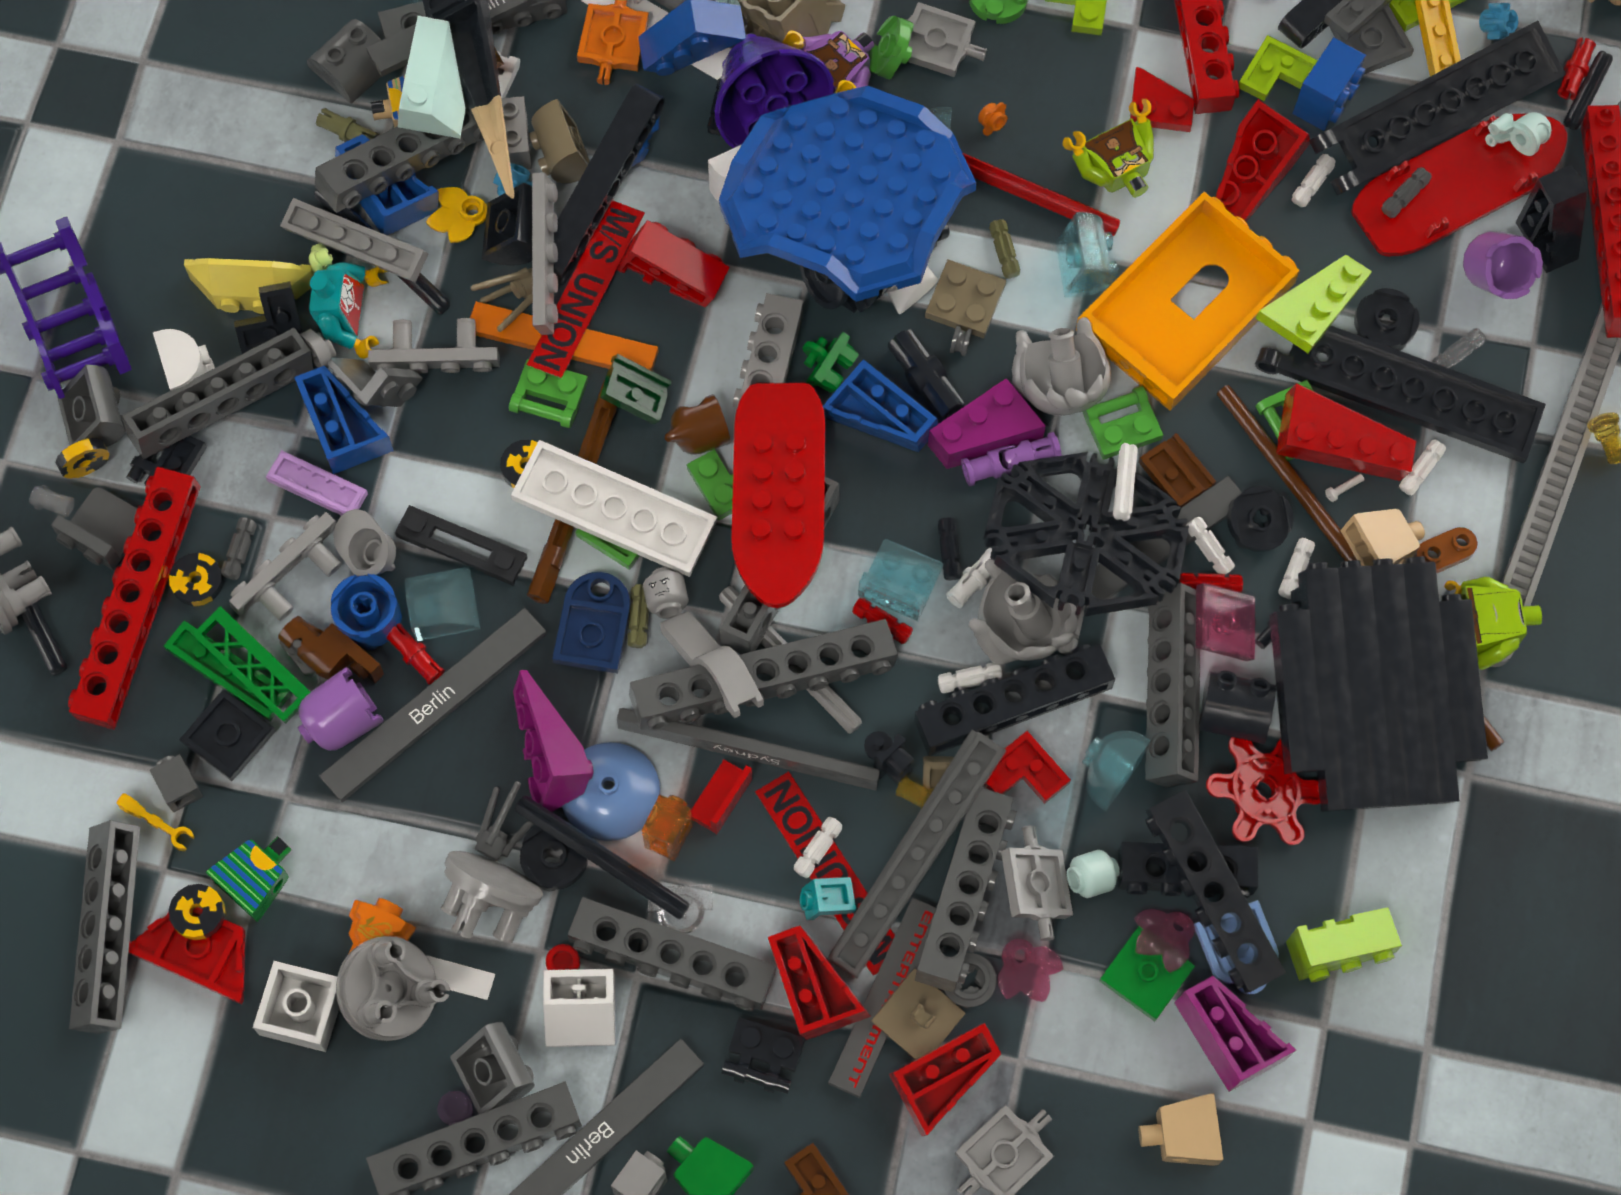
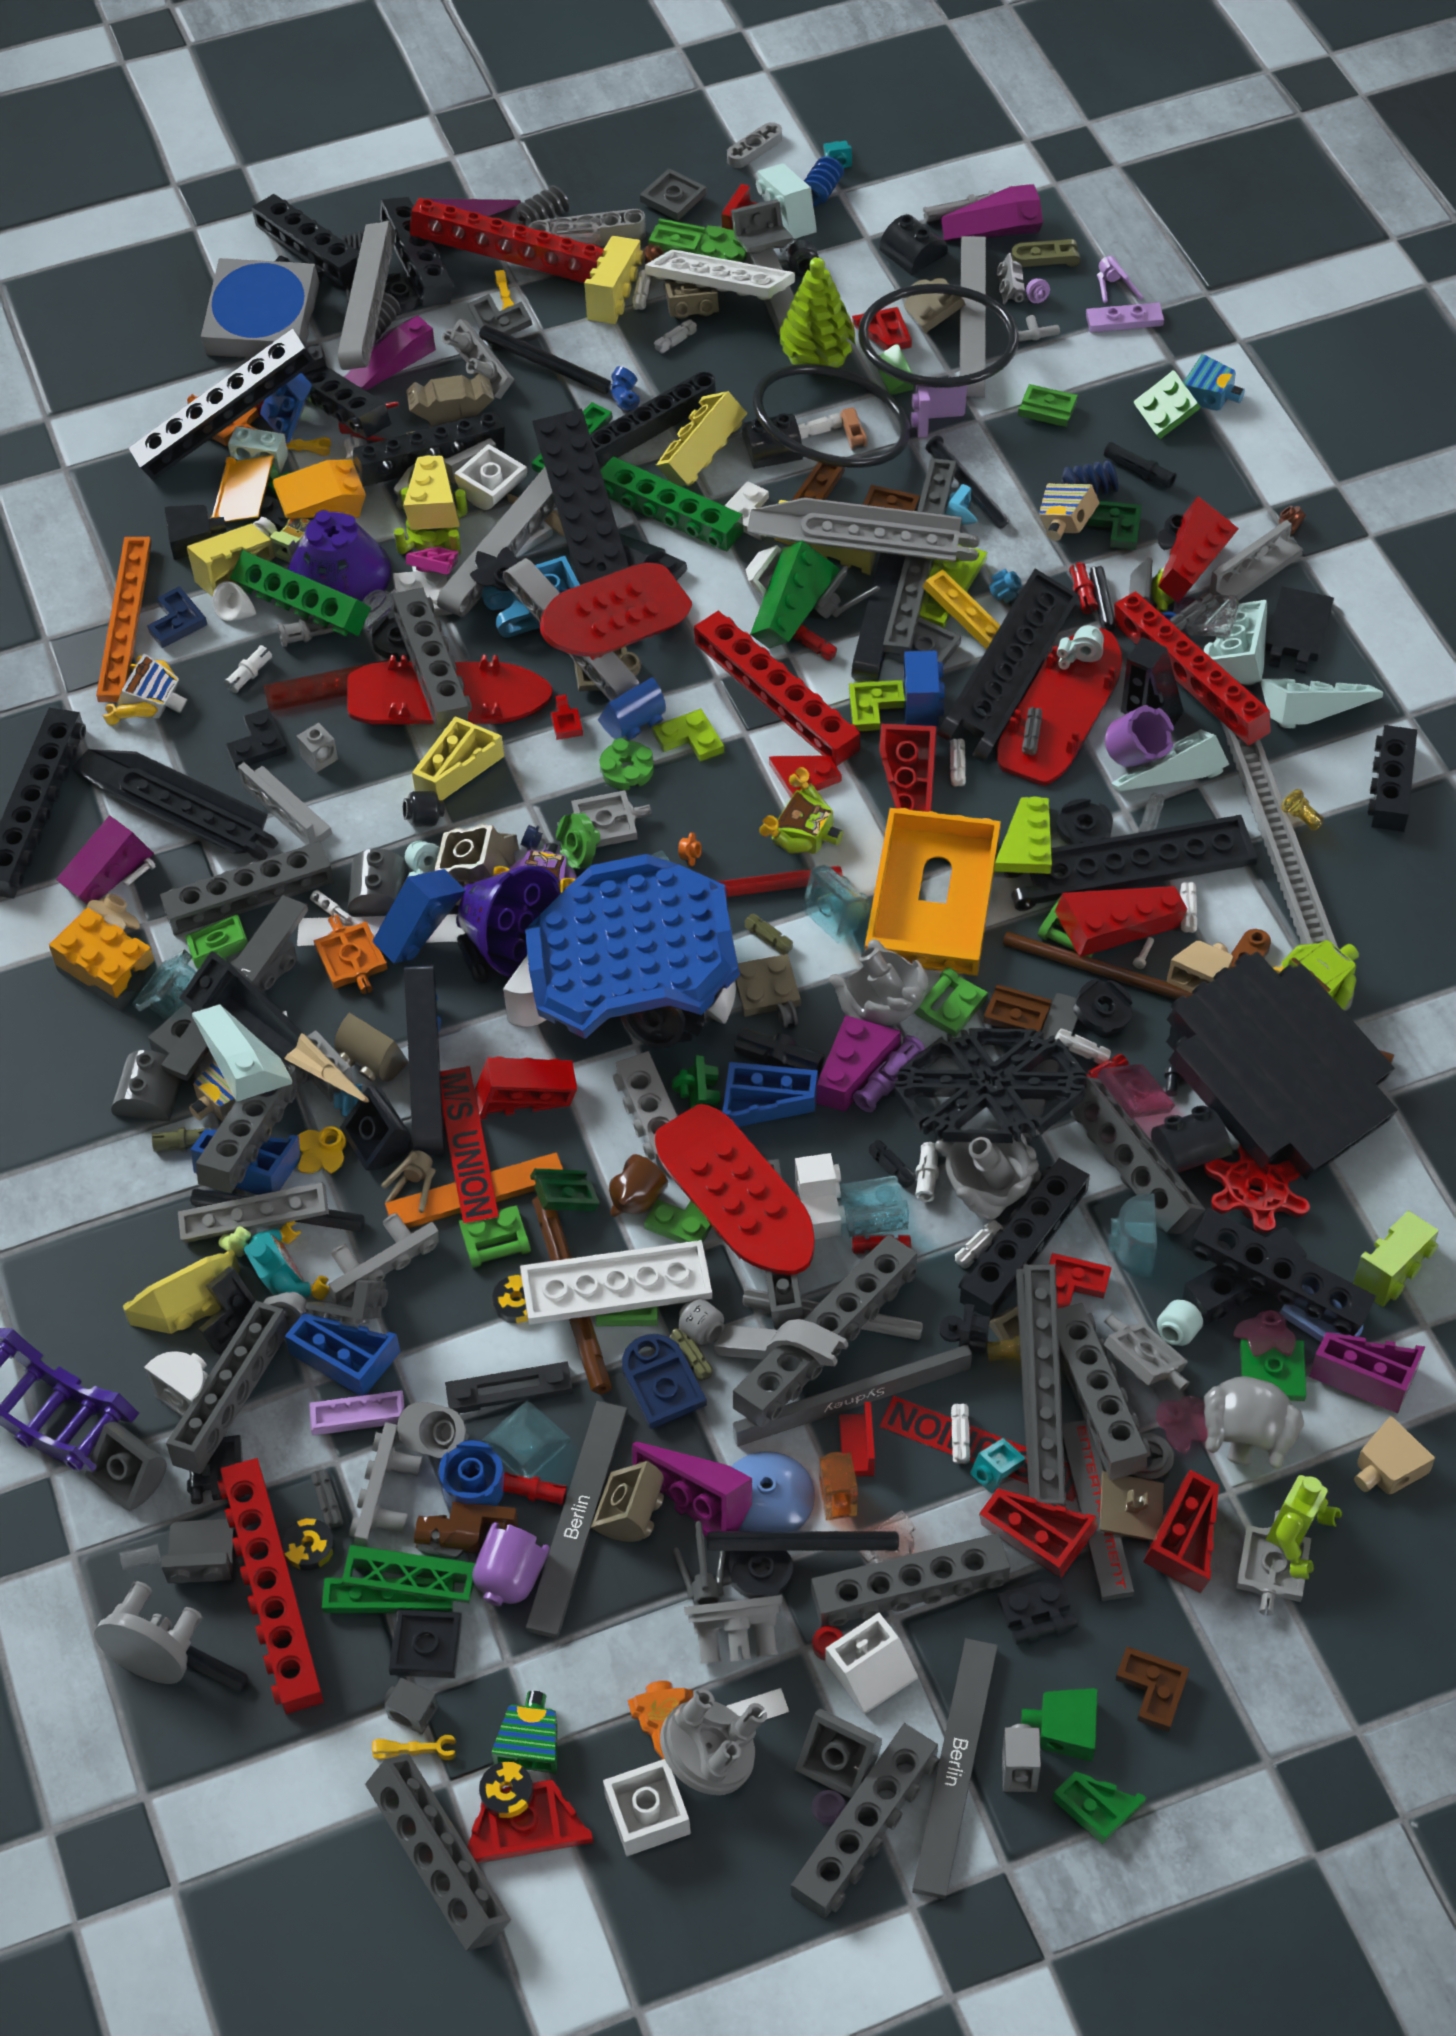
camera: 30 degrees left, 15 degrees down
(82, 458) = (145, 1506): yellow piece -> none
(482, 722) = (629, 1503): none -> dark tan brick
(544, 253) = (422, 1130): light grey plate -> none
(856, 535) = (818, 1190): none -> white brick
(857, 17) = (531, 837): none -> dark blue plate
(1047, 1132) = (1295, 1518): none -> lime torso
(1078, 1010) = (1251, 1415): none -> light grey piece
(1125, 482) = (989, 1036): white axle -> none
(1296, 565) = (1155, 1026): white axle -> none
(1539, 317) = (1190, 759): none -> light aqua wedge

